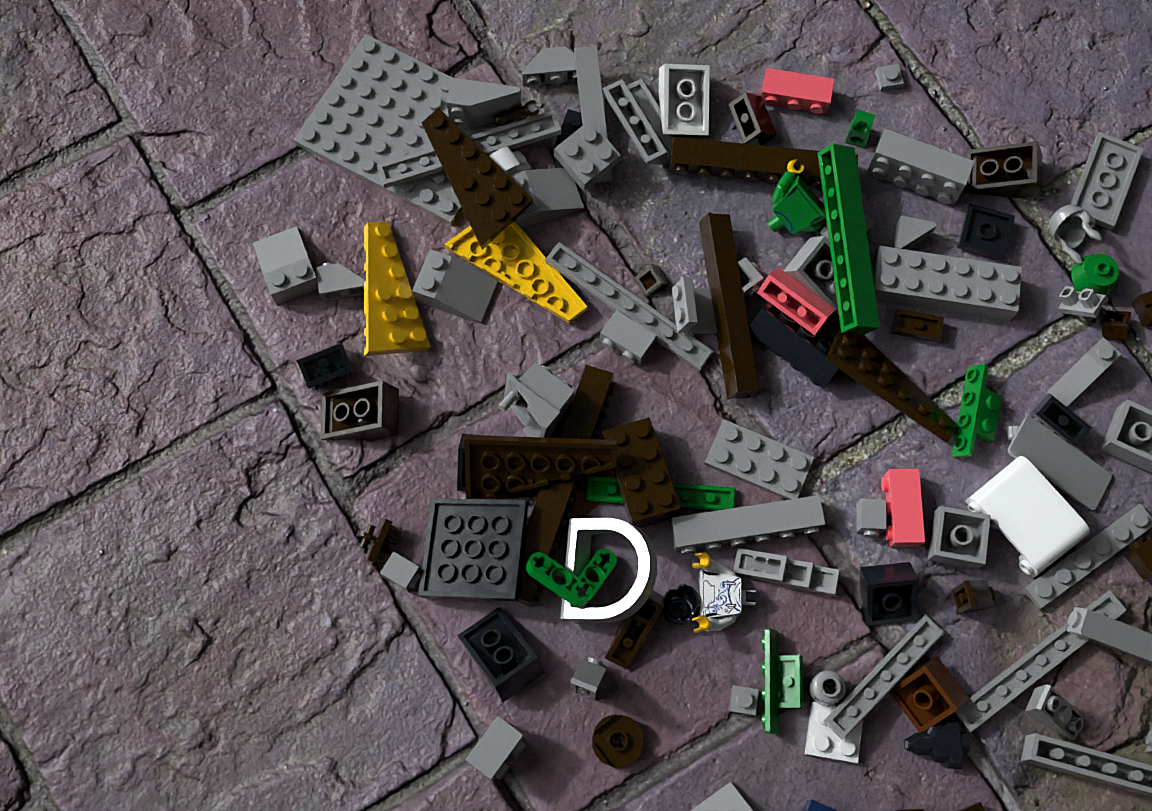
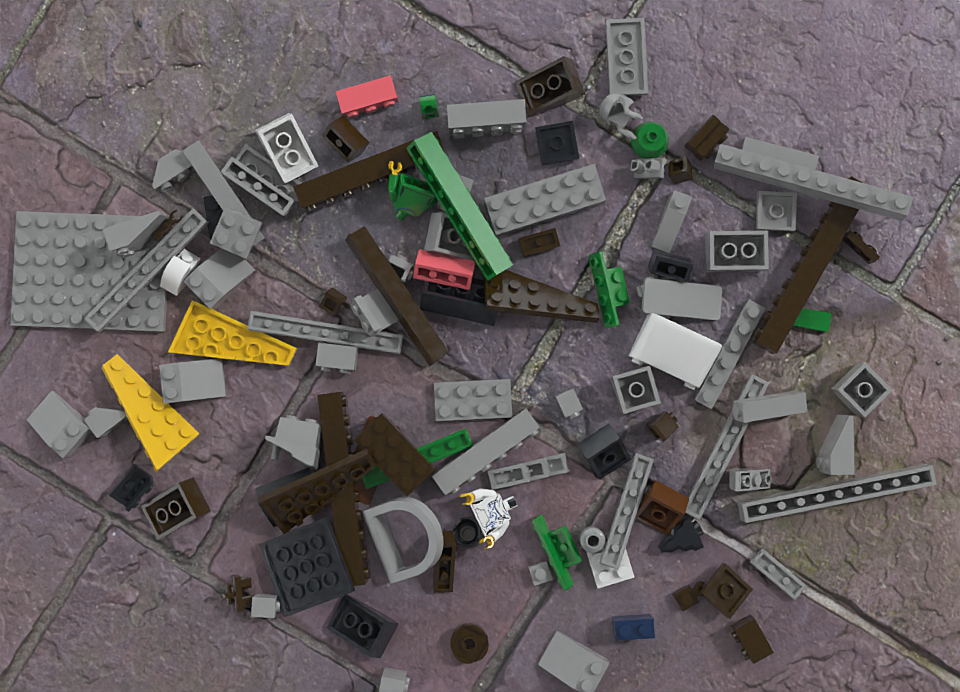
camera: 30 degrees left, 15 degrees up
(481, 186) = (171, 299): dark brown wing -> none
(572, 583) = (387, 558): green beam -> none
(588, 678) = (429, 617): light grey slope -> none
(889, 77) = (431, 48): light grey plate -> none
(903, 508) = (588, 386): coral brick -> none
(911, 232) = (502, 172): light grey slope -> none

